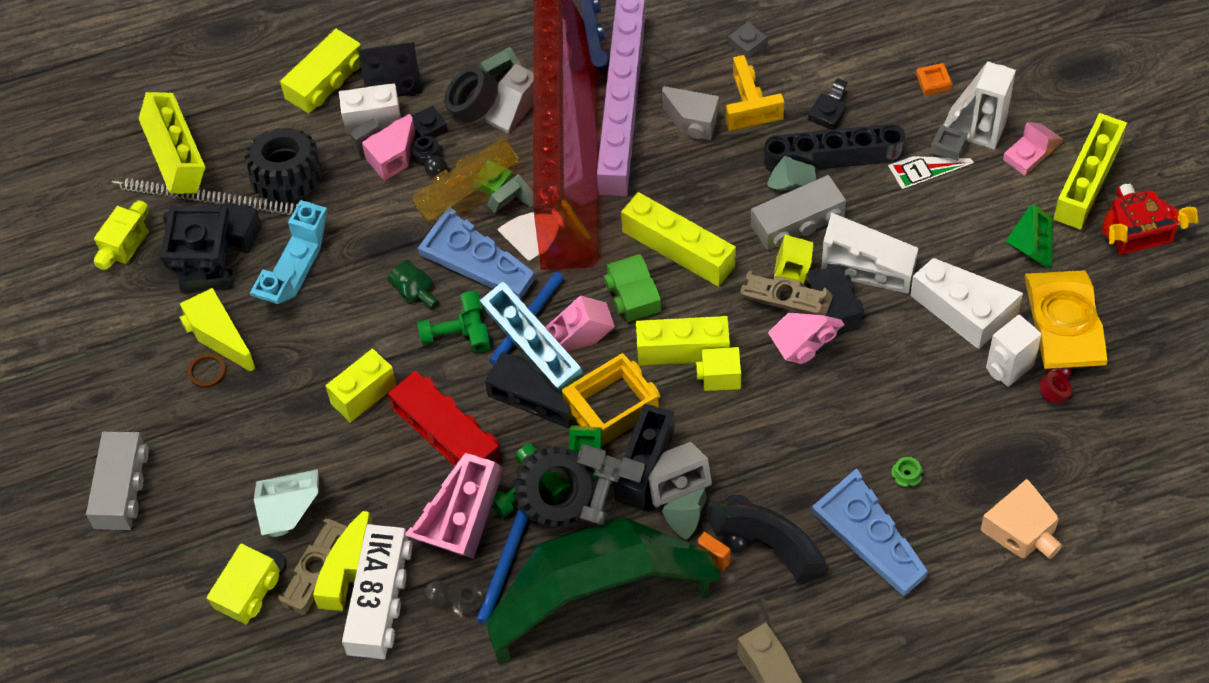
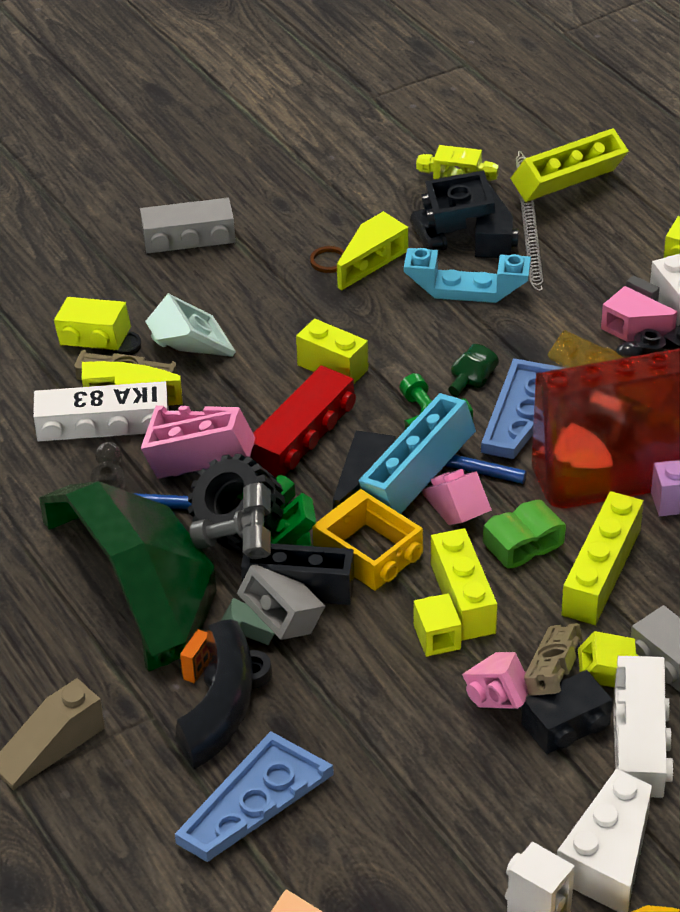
camera: 75 degrees right, 15 degrees down
(283, 164) = (576, 243): black tyre -> none
(910, 465) = (345, 813): bright green plate -> none

